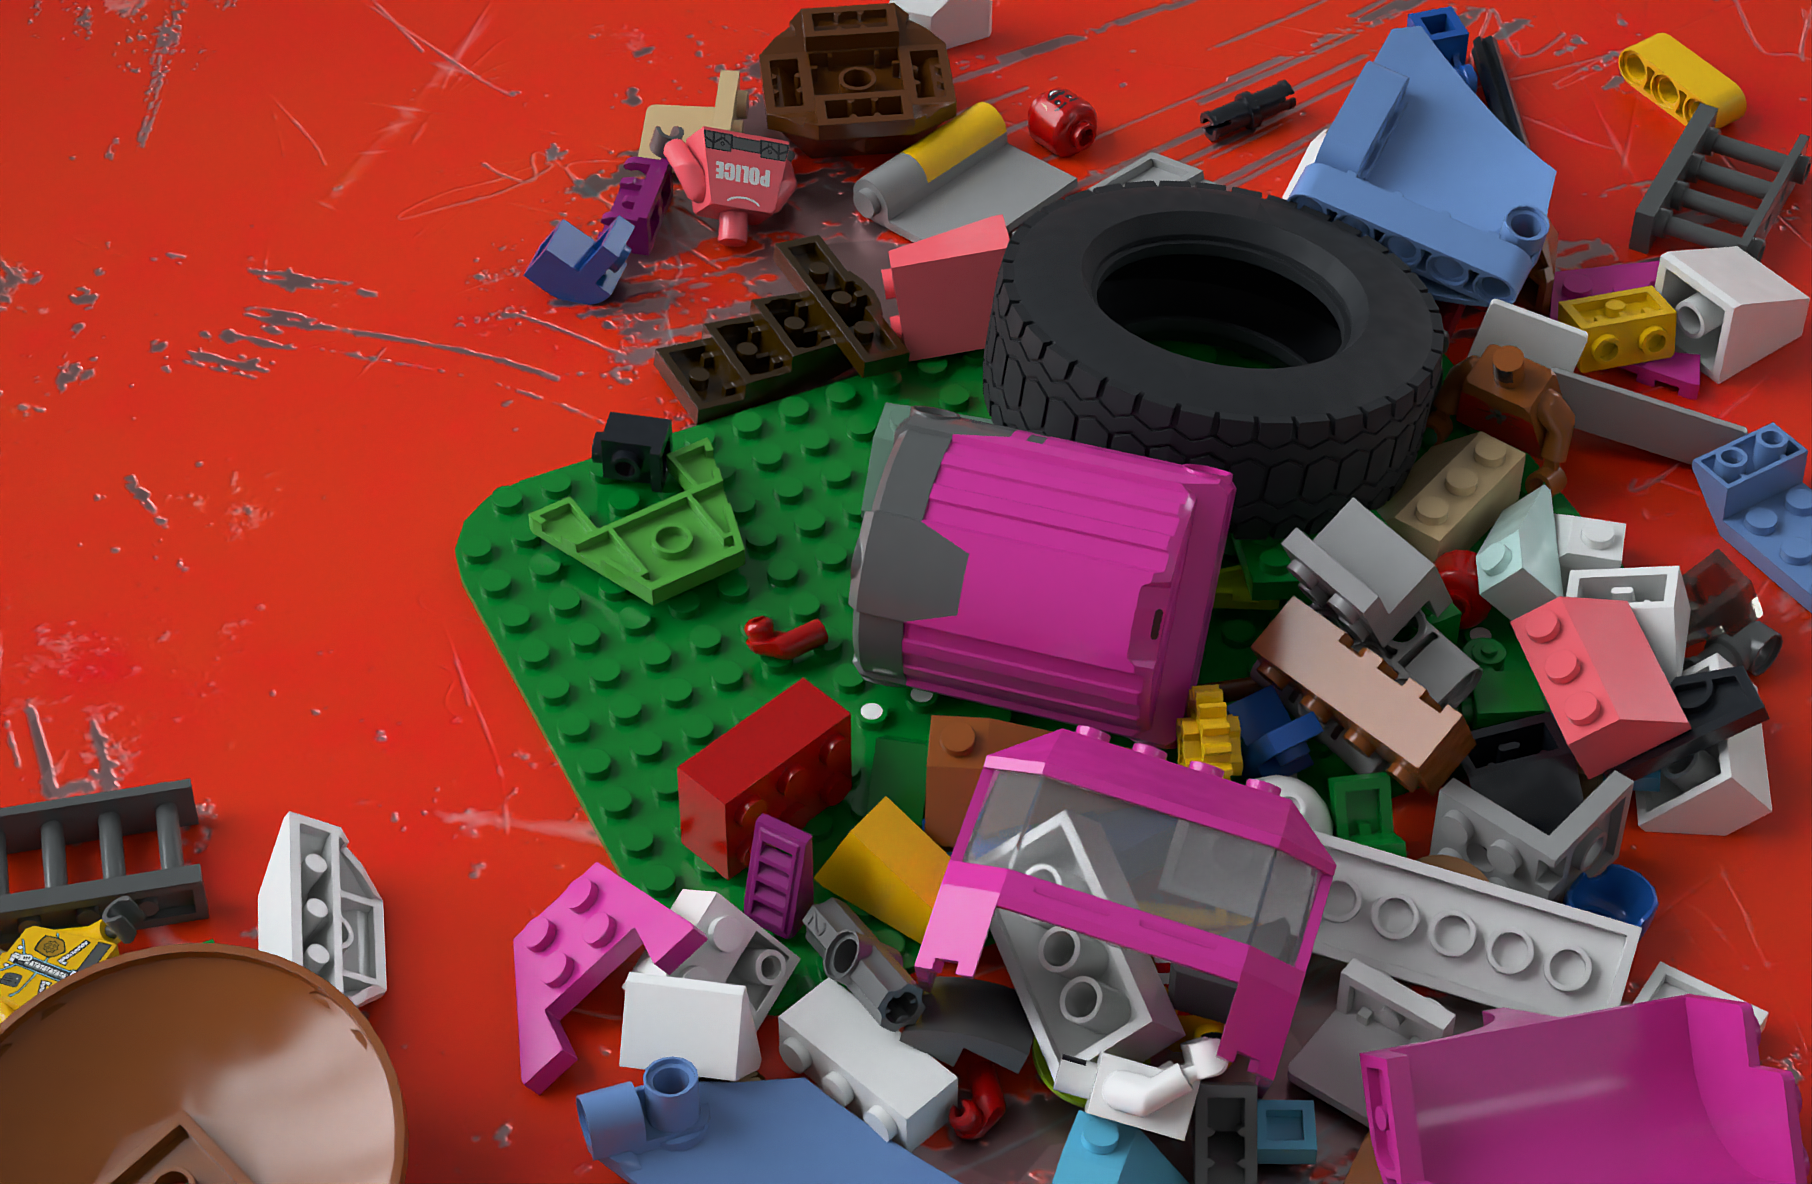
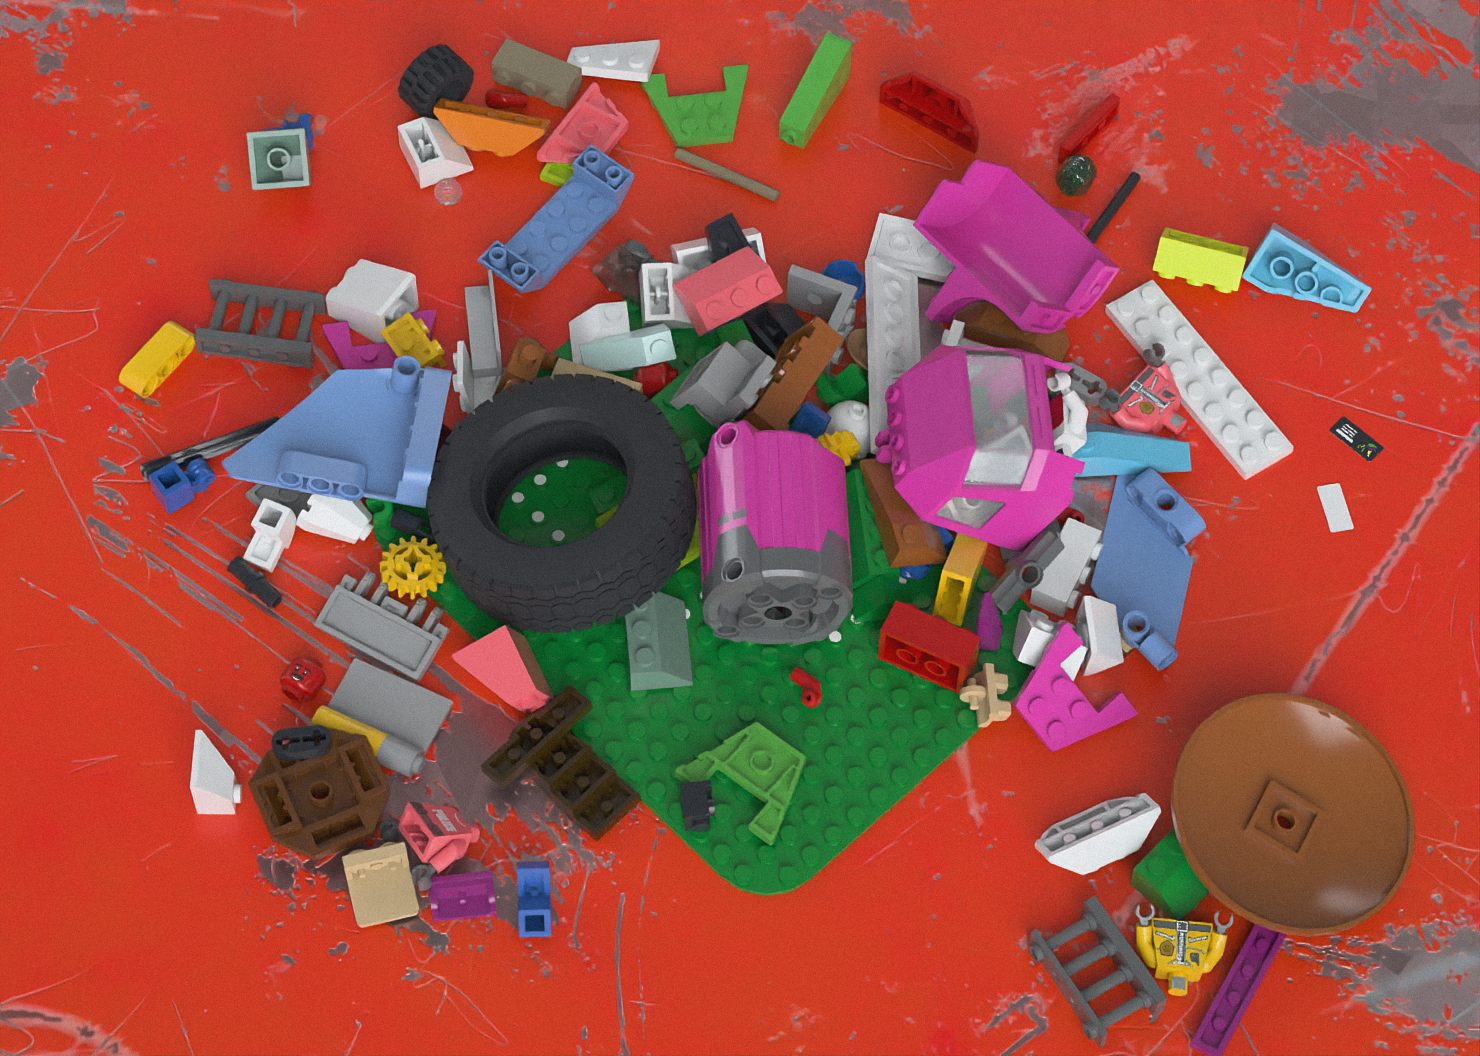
camera: 110 degrees left, 15 degrees up
(652, 844) = (982, 695): none -> tan hips
(928, 63) = (301, 742): none -> black beam
(1307, 115) = (273, 533): none -> white brick

